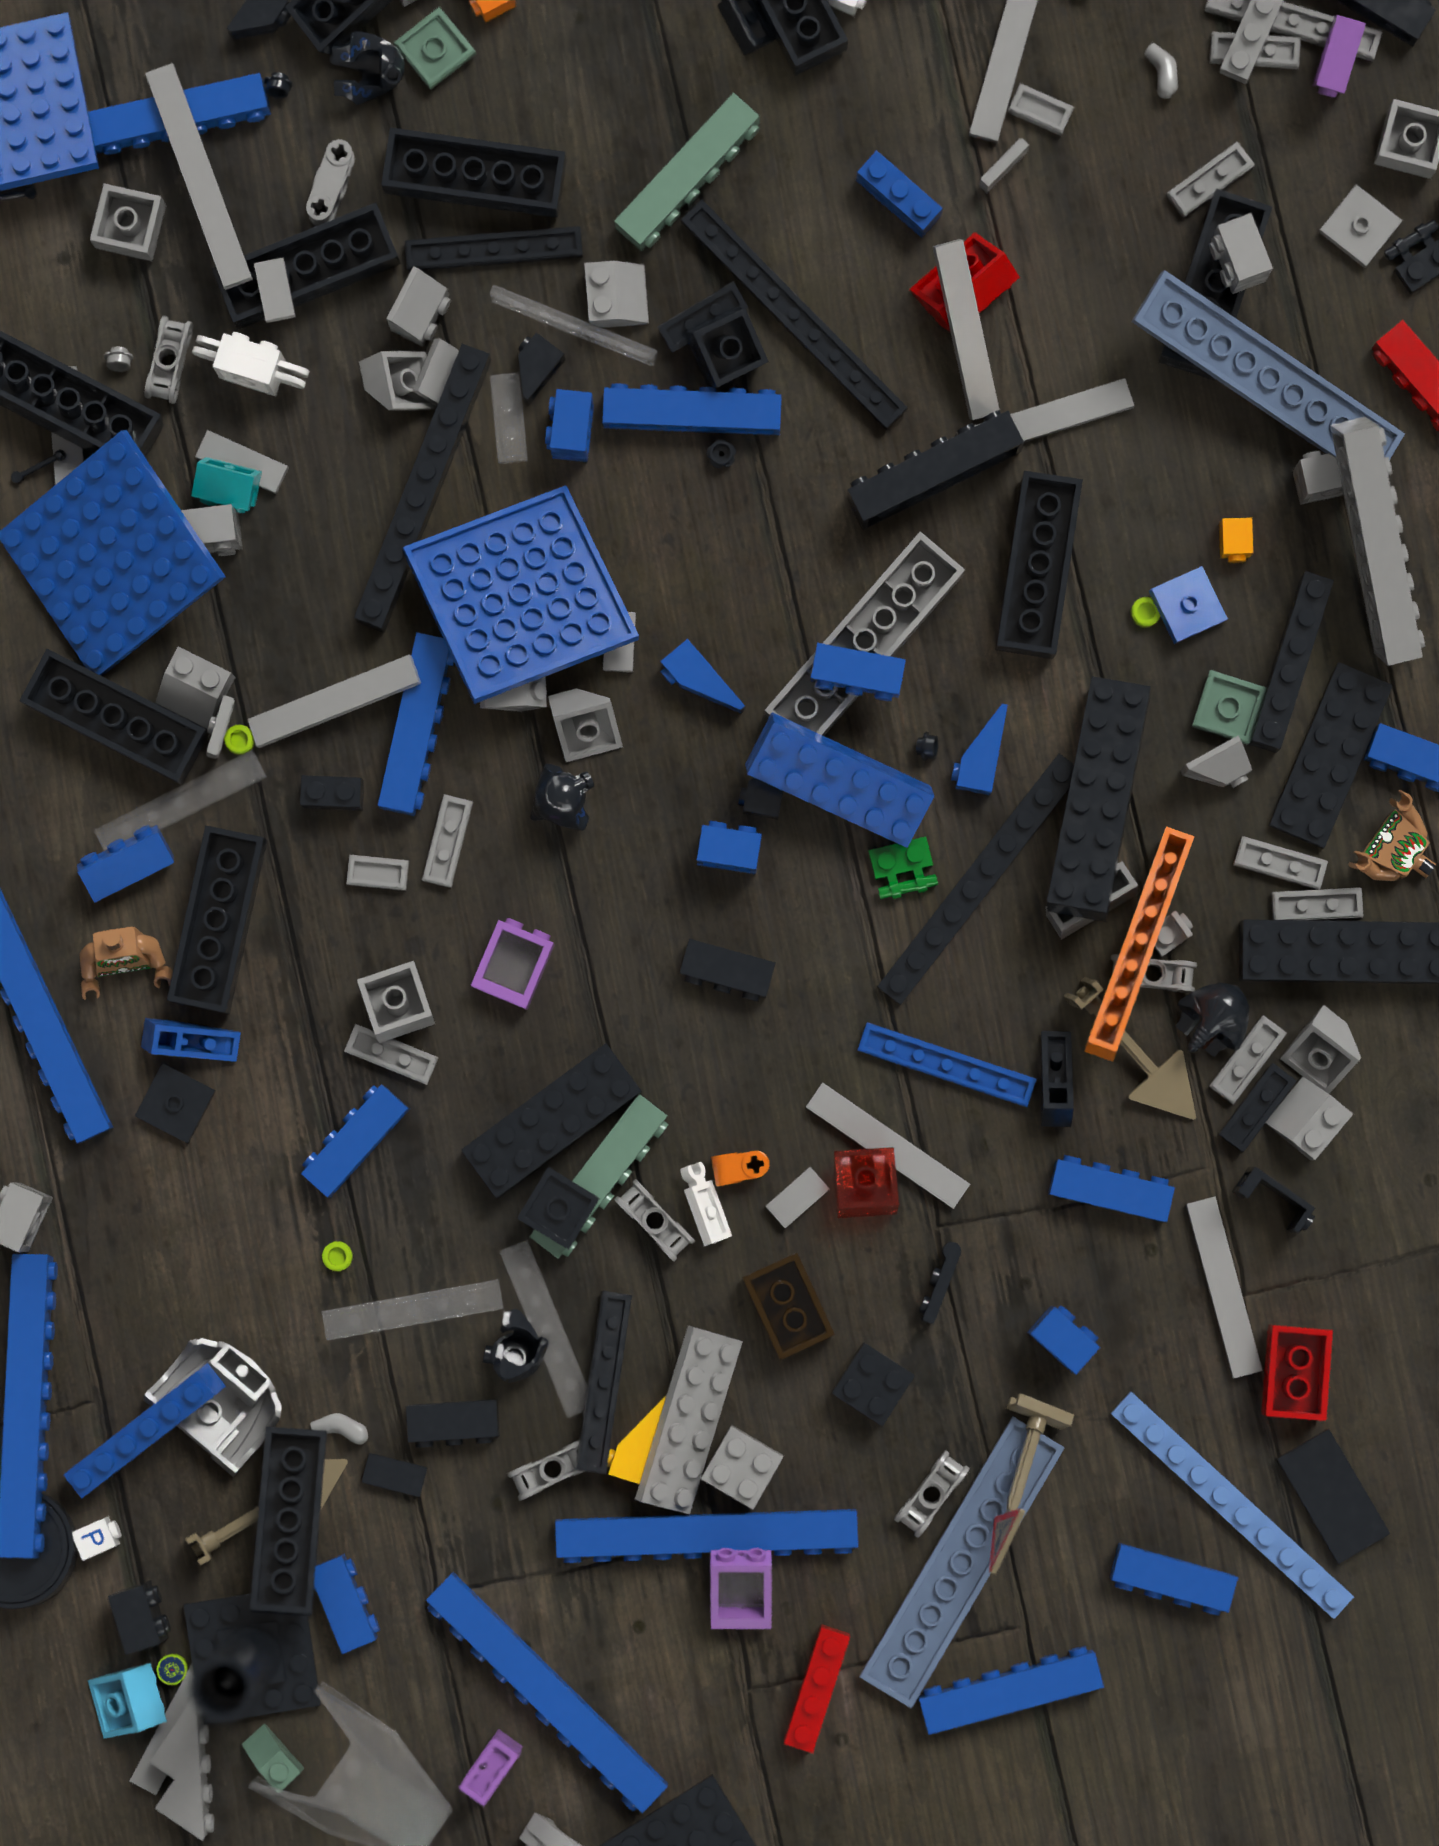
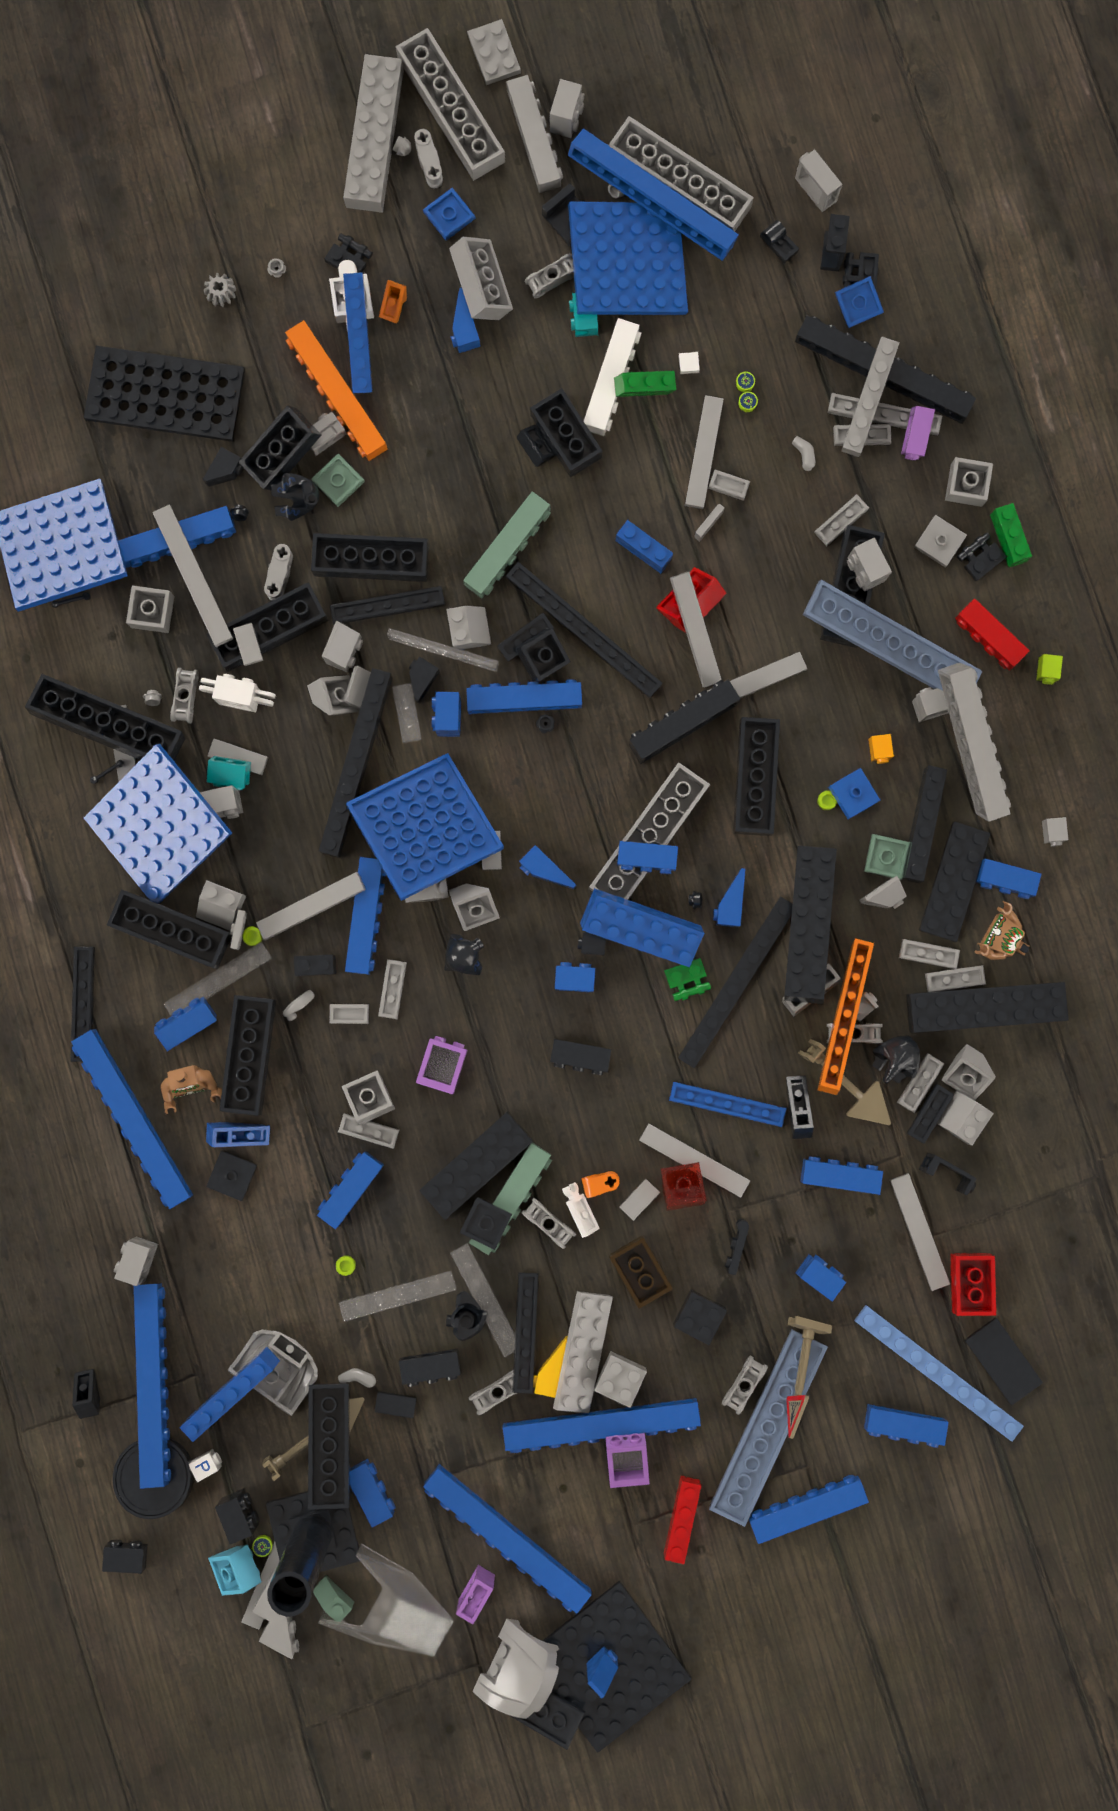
camera: 10 degrees left, 0 degrees up
(300, 850) = (298, 1004): none -> light grey arm

